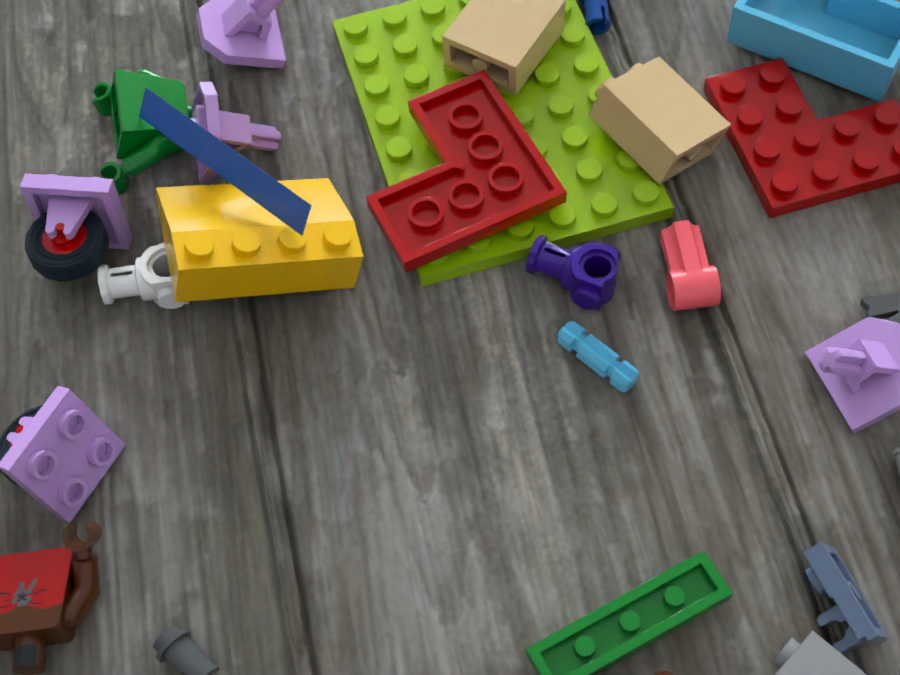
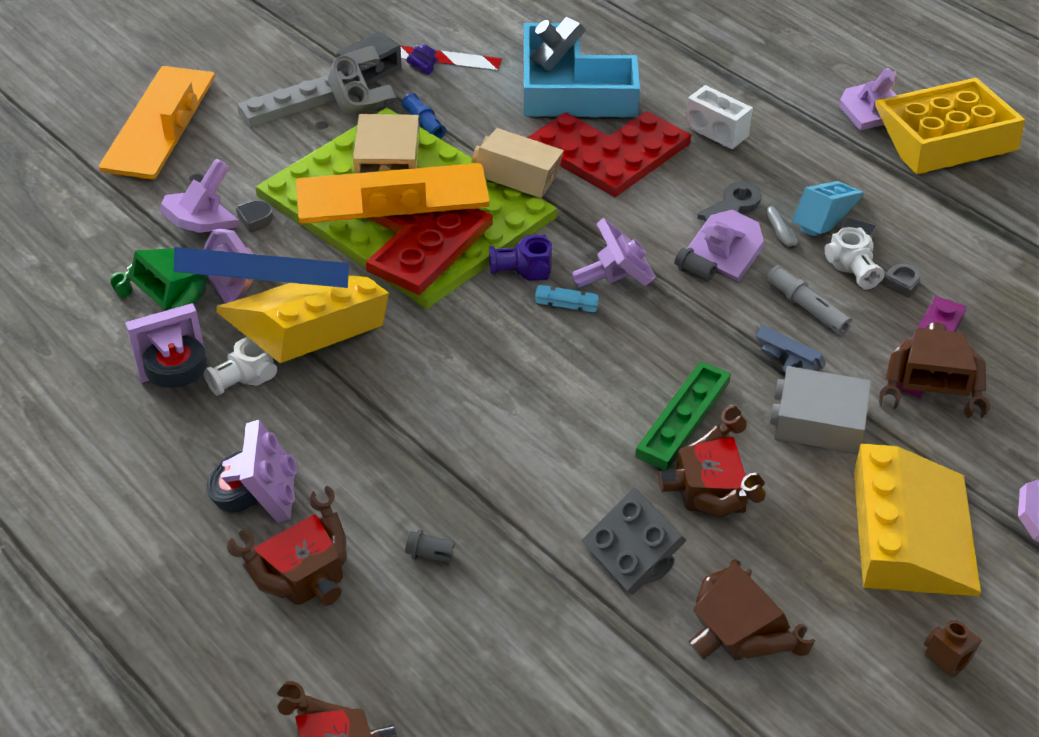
camera: 35 degrees left, 15 degrees down
(310, 60) = (255, 214): none -> tile
(460, 108) = (391, 193): none -> light orange bracket
(688, 277) = (584, 232): coral piece -> none
(701, 333) = (617, 260): none -> lavender piece
(805, 381) = (696, 264): none -> dark grey pin

